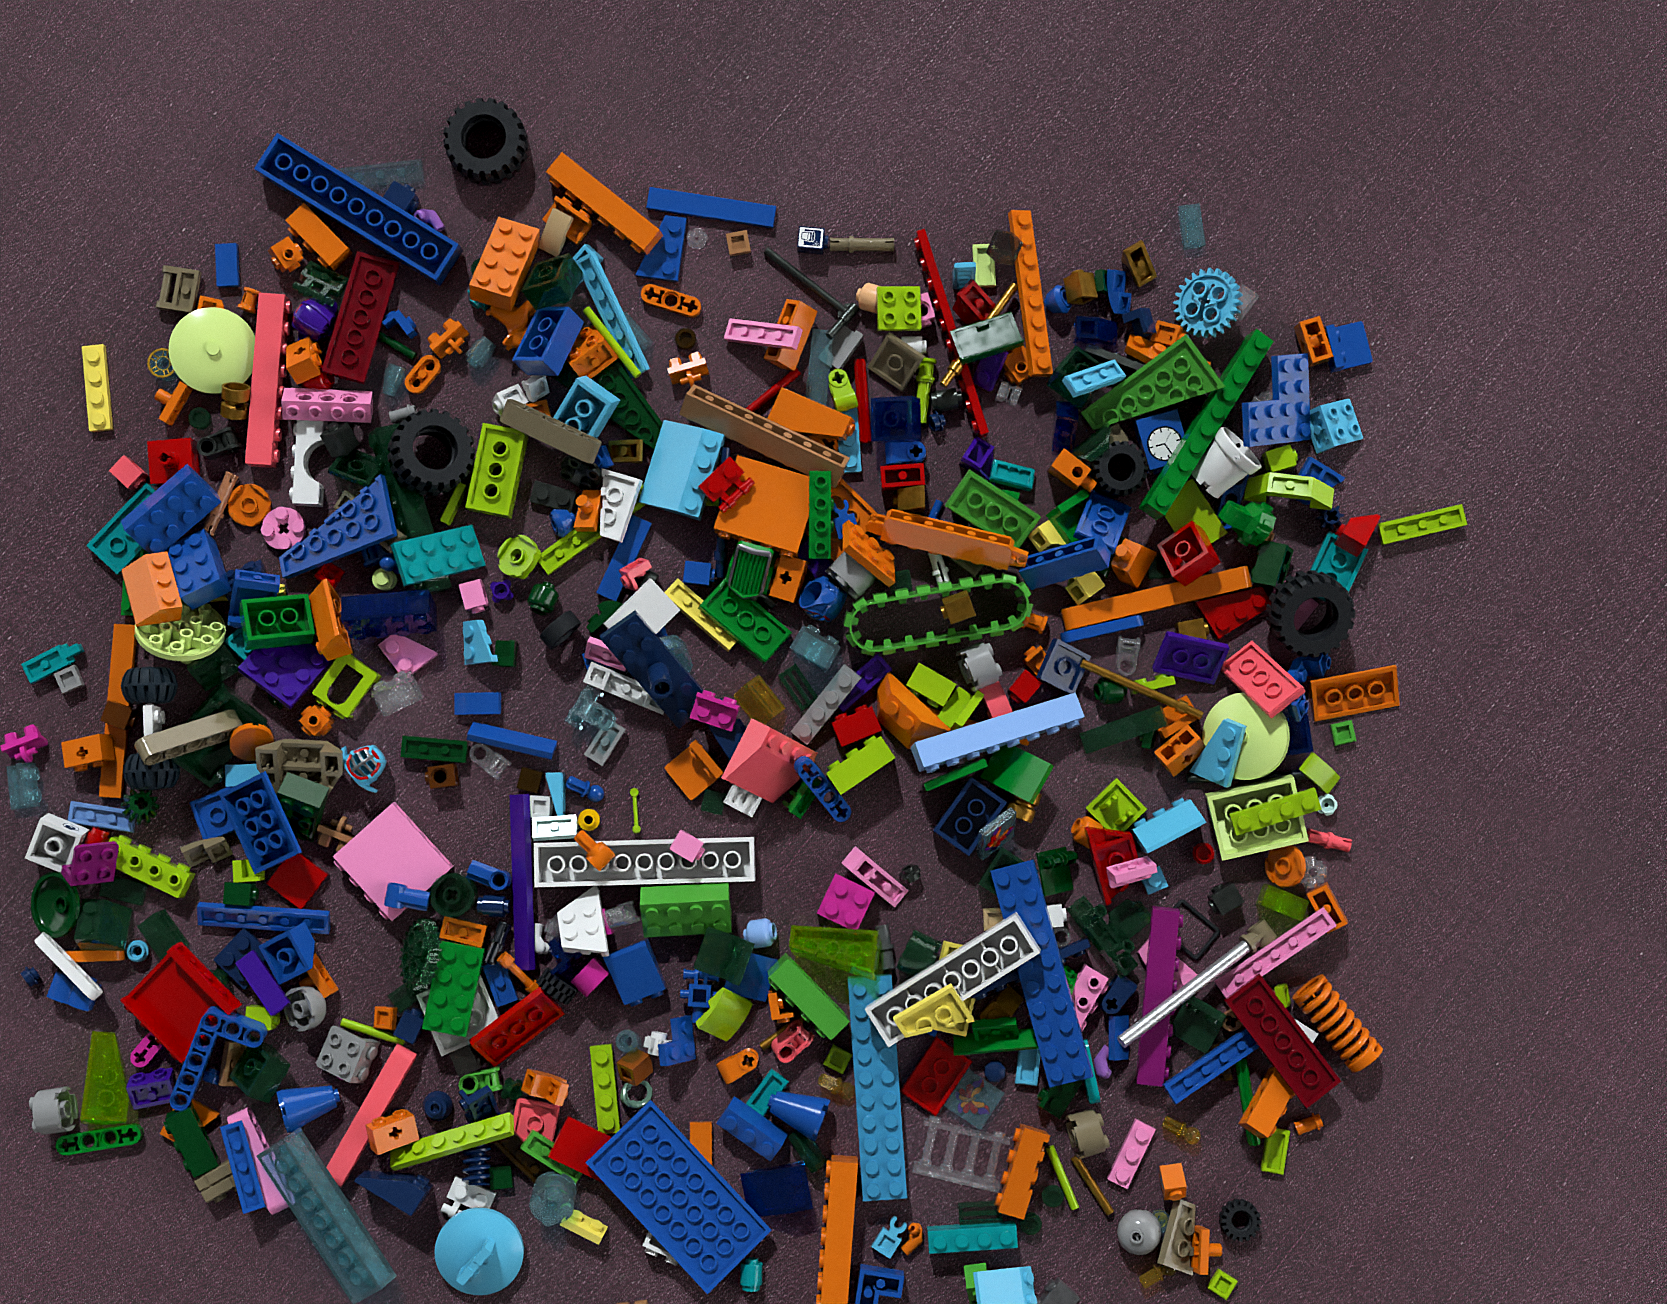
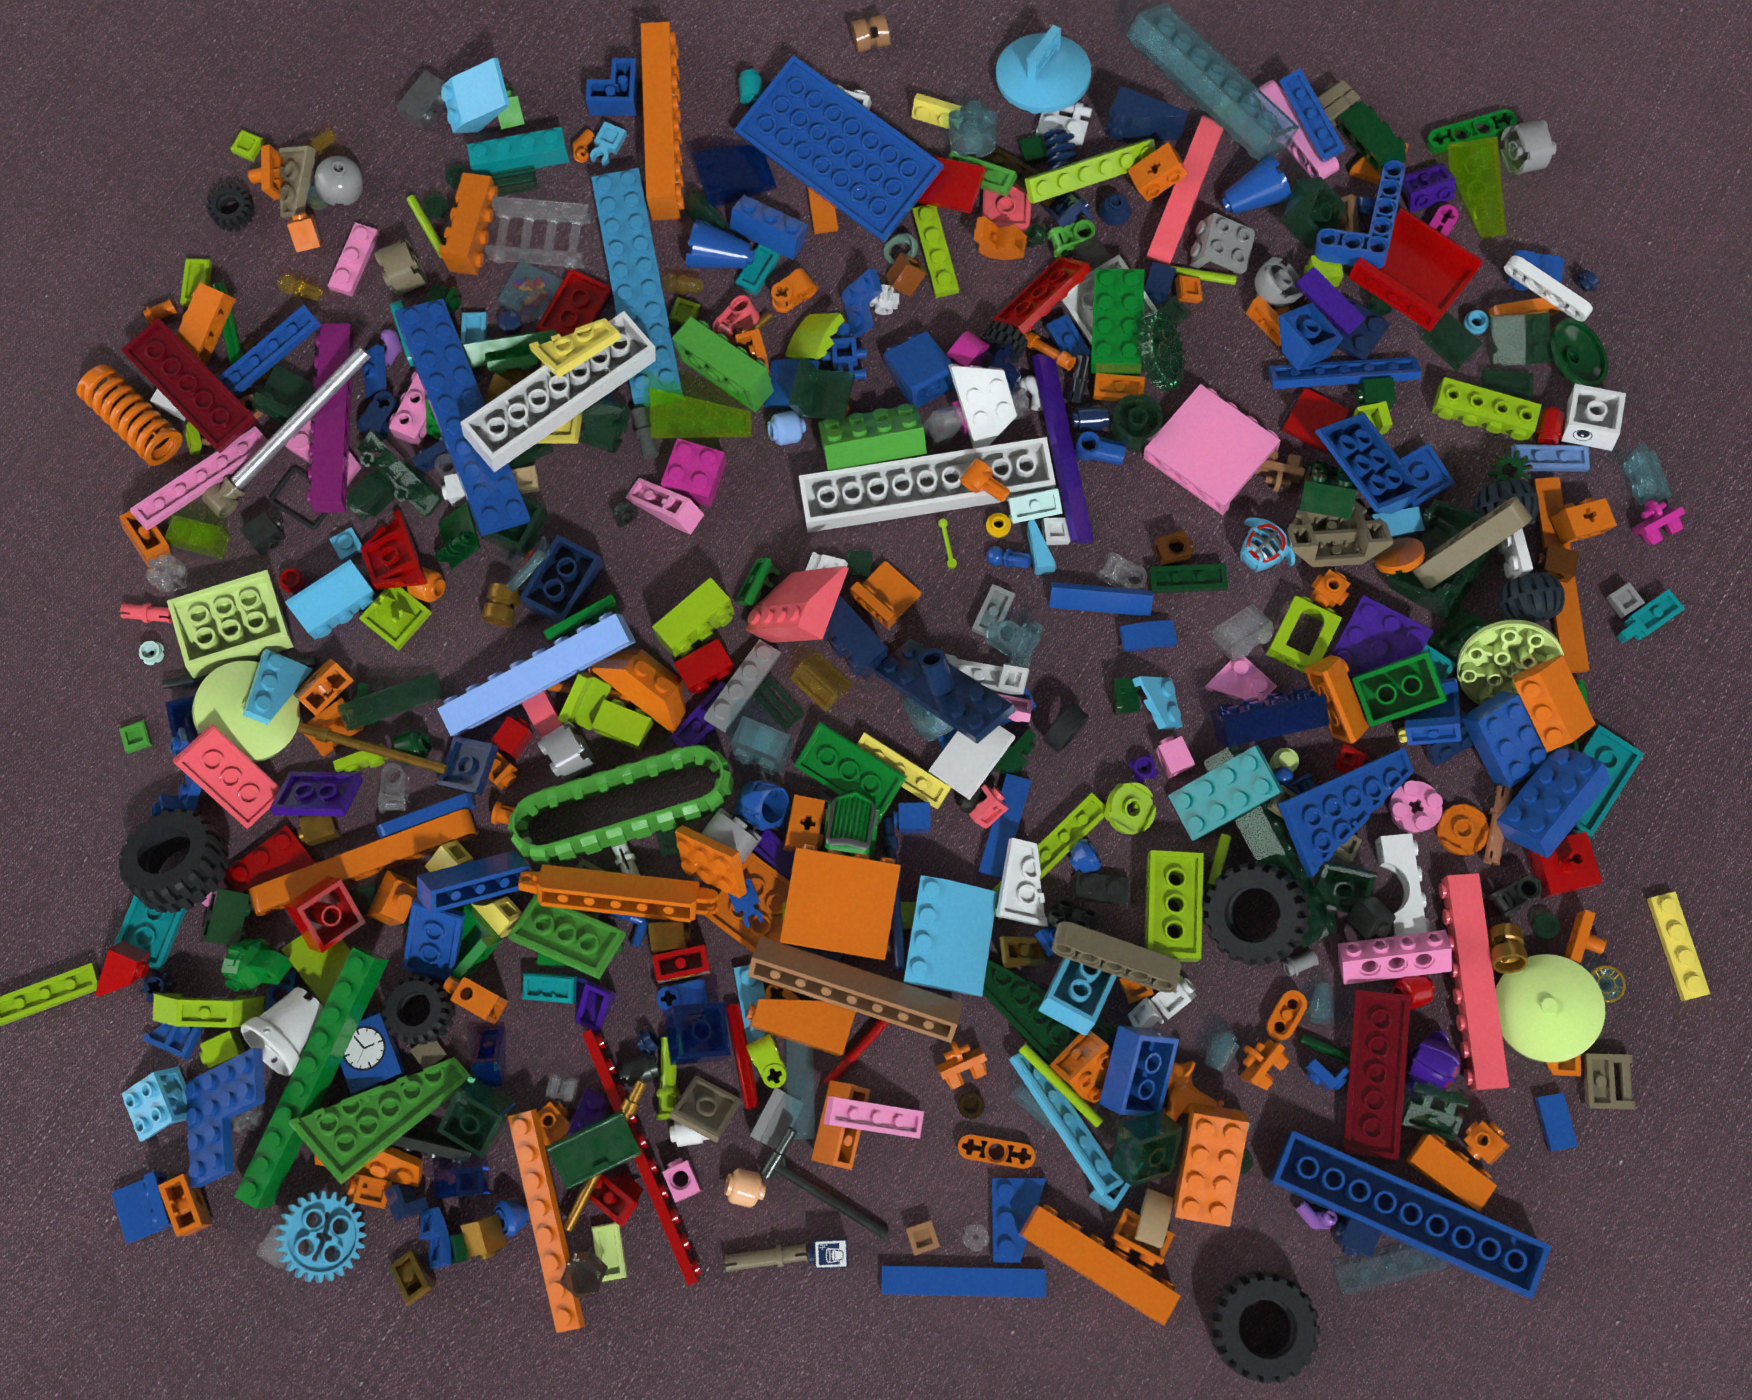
camera: 175 degrees right, 10 degrees down
(92, 864) = (1549, 393): magenta bracket -> none
(129, 473) = (1614, 845): coral brick -> none
(205, 849) = (1418, 437): dark tan slope -> none
(249, 300) = (1518, 1079): orange bush -> none
(303, 360) = (1435, 1007): orange brick -> none
(400, 896) = (1196, 407): blue piece -> none
(530, 780) = (1073, 560): dark brown tile -> none
(543, 598) = (1092, 764): dark green head -> none
(588, 511) = (1055, 873): orange tile -> none
(621, 1041) = (922, 294): clear light blue brick -> none
(687, 846) = (879, 498): bright pink brick -> none
(715, 711) = (867, 649): dark pink bracket -> none
(721, 479) = (898, 922): red plate -> none
(820, 515) = (774, 898): green bracket -> none
(822, 789) = (735, 584): blue beam -> none
(898, 308) = (708, 1173): lime plate -> none
(957, 607) = (595, 805): pearl gold brick -> none
(962, 274) = (633, 1230): medium azure slope -> none
(1017, 772) = (507, 633): green tile -> none
(1092, 1185) = (392, 221): pearl gold bar -> none
(1094, 378) = (454, 1113): medium azure tile -> none
(1095, 444) = (450, 1035): clear green slope -> none
(1130, 871) = (369, 542): bright pink bracket -> none
(1191, 226) = (349, 1340): clear light blue plate -> none
(1275, 811) = (205, 626): lime plate -> none
(1285, 866) = (193, 572): orange tile -> none
(1319, 772) = (159, 683): lime slope -> none
(1354, 693) = (122, 781): orange slope -> none

